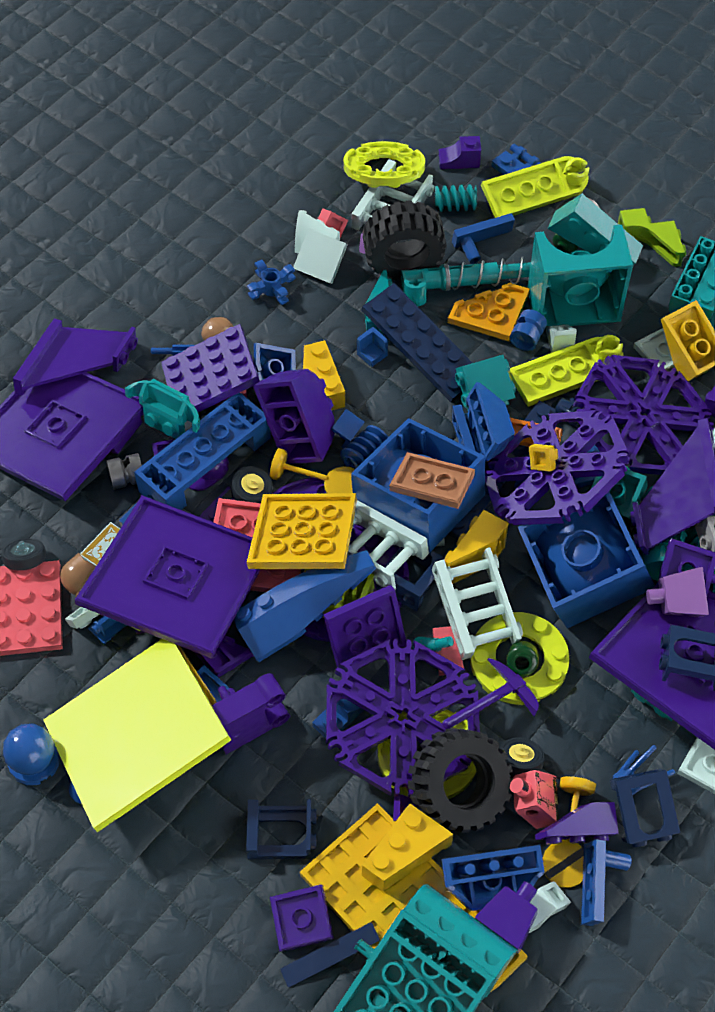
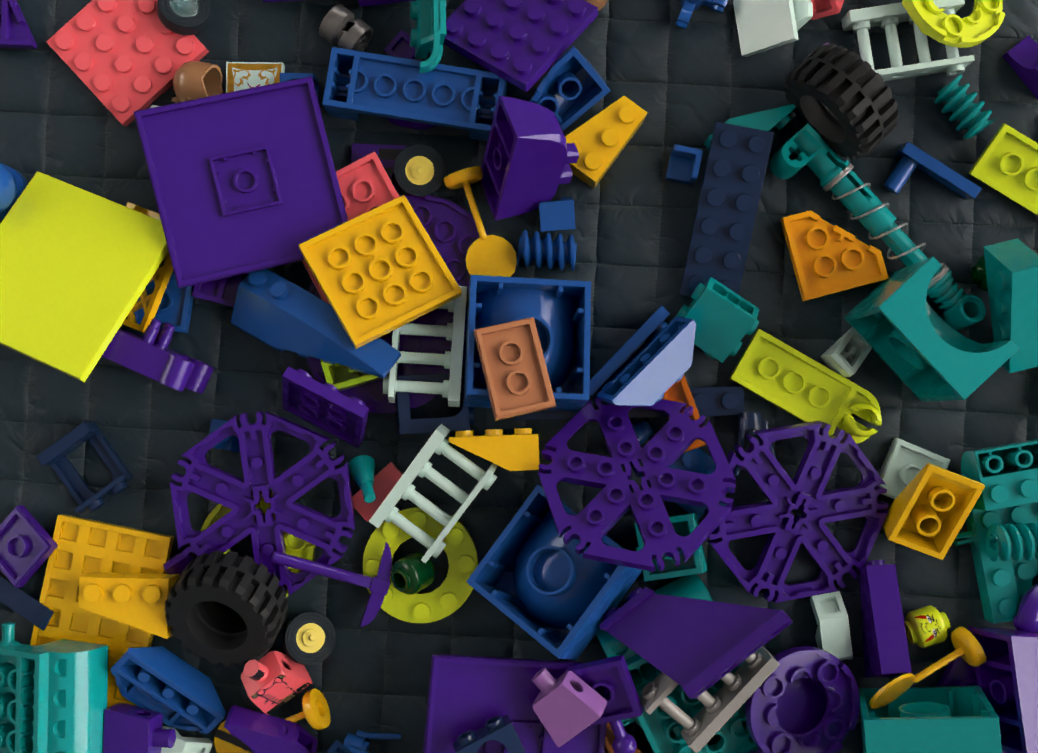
camera: 60 degrees right, 30 degrees up
(528, 330) = (833, 315): blue wheel -> none
(543, 457) = (629, 463): yellow tile -> none

